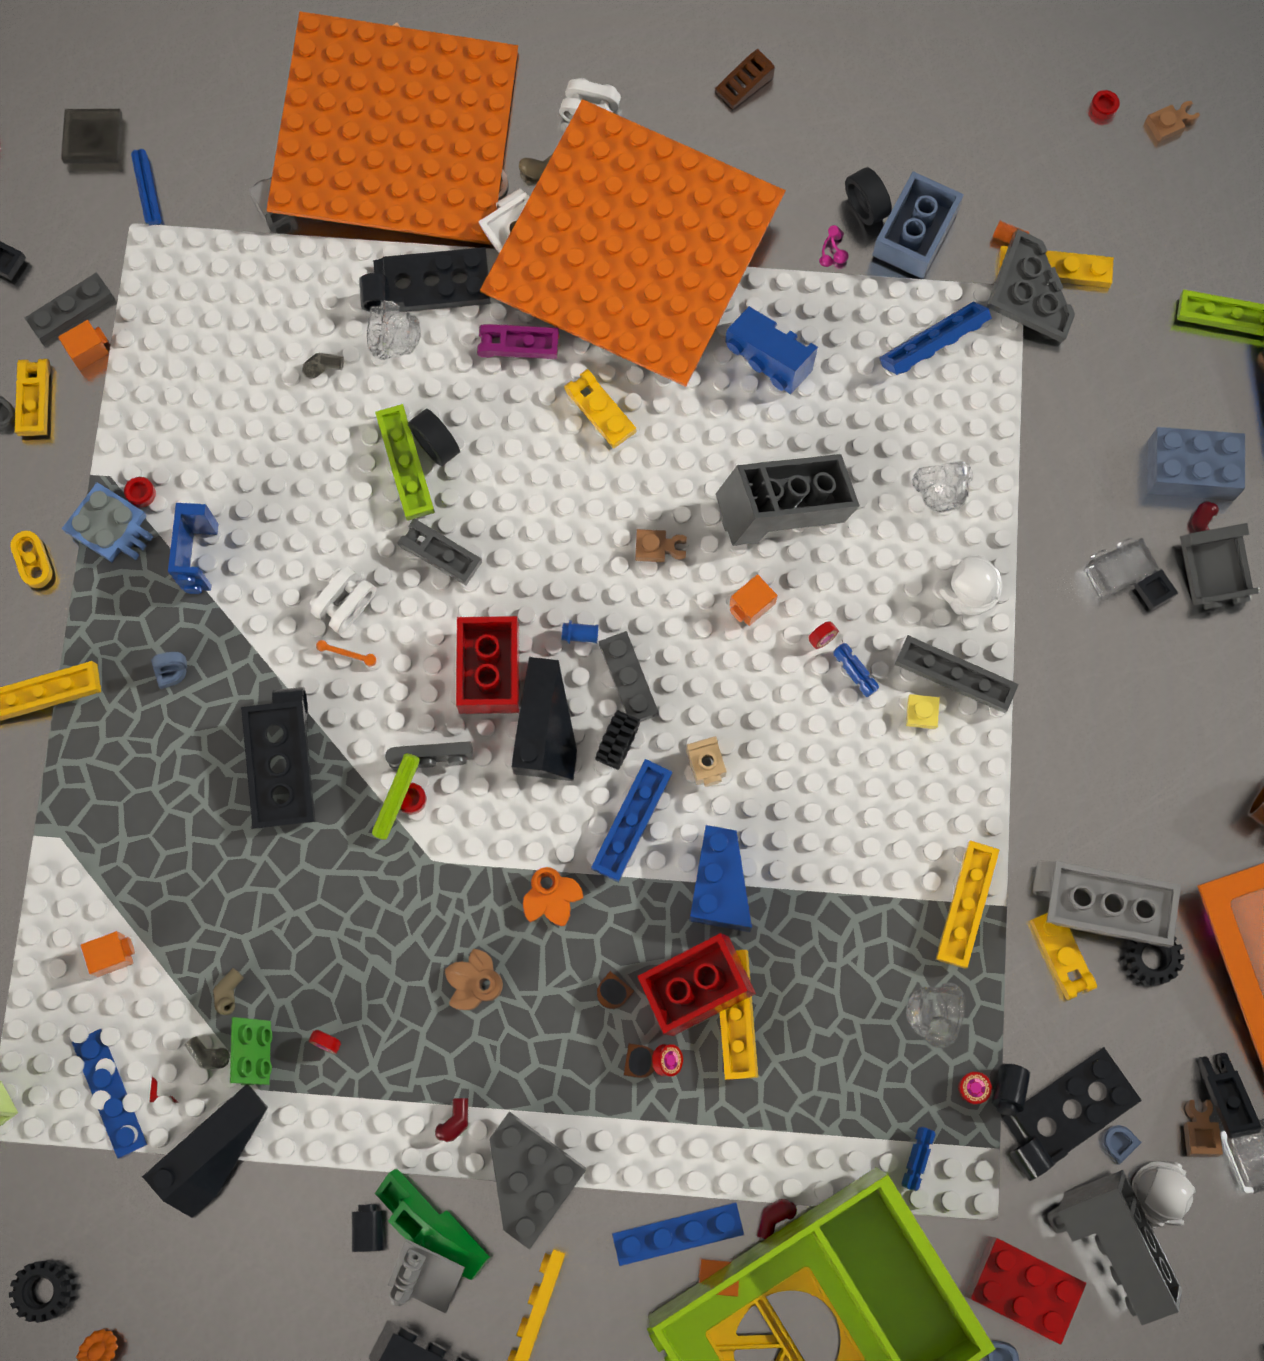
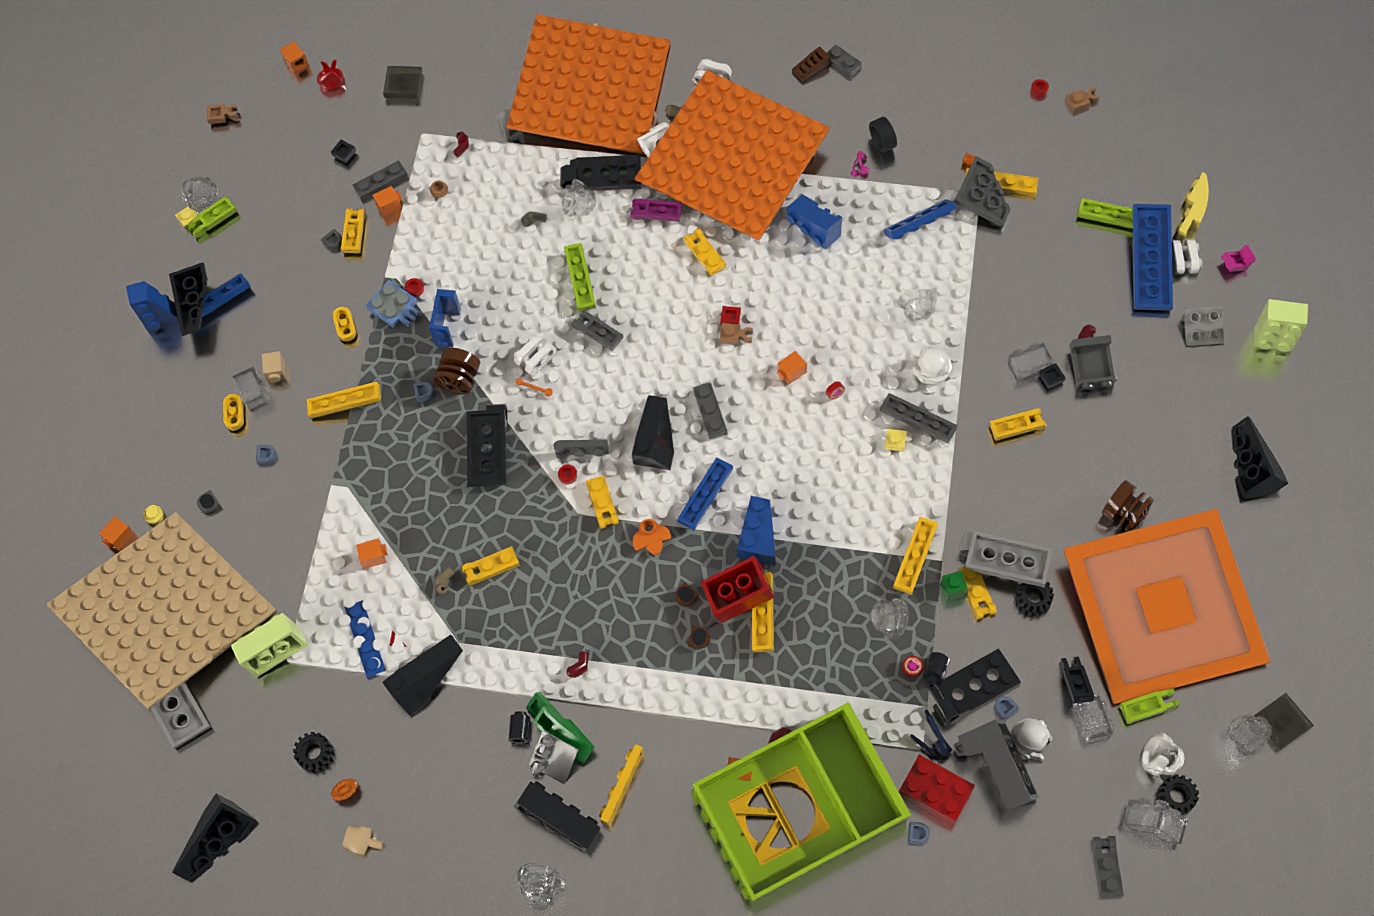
camera: 10 degrees right, 10 degrees down
(146, 187) = (433, 112): blue axle -> none
(165, 321) = (438, 189): none -> medium nougat plate
(169, 662) = (424, 384): sand blue tile -> none
(198, 239) = (463, 144): none -> dark red arm
(207, 1057) = (428, 619): clear smoke arm -> none
(219, 635) = (456, 371): none -> reddish brown wheel
(250, 1051) = (455, 614): bright green hinge -> none
(301, 961) = (490, 566): none -> yellow plate
(325, 1041) = (501, 613): red tile -> none
(395, 796) = (558, 469): lime axle -> none
(434, 437) = (599, 261): black tyre -> none
(468, 981) = (595, 583): medium nougat plate -> none
(469, 842) = (602, 501): none -> yellow plate
(487, 665) = (621, 396): red brick -> none
(530, 1178) = (624, 703): dark grey plate -> none
(579, 632) = (680, 381): blue pin -> none
(617, 740) = (699, 443): black tyre -> none
(649, 515) = (730, 315): none -> red tile
(667, 1060) = (716, 636): red tile -> none
(677, 1234) = (715, 744): blue plate -> none
(704, 774) = (753, 454): tan brick -> none
(785, 497) = (816, 305): dark grey hinge -> none
(795, 70) = (844, 61): none -> dark grey plate
(856, 669) = (854, 412): blue axle -> none
(917, 225) = (913, 152): sand blue brick -> none
(918, 1159) = (873, 706): blue axle -> none
(1025, 1214) = (940, 746): none -> dark blue plant
(1029, 950) = (953, 586): none -> green brick
(1107, 673) = (1017, 424): none -> yellow plate
(1196, 463) = (1082, 301): sand blue brick -> none
(1201, 1135) = (1058, 705): medium nougat plate -> none

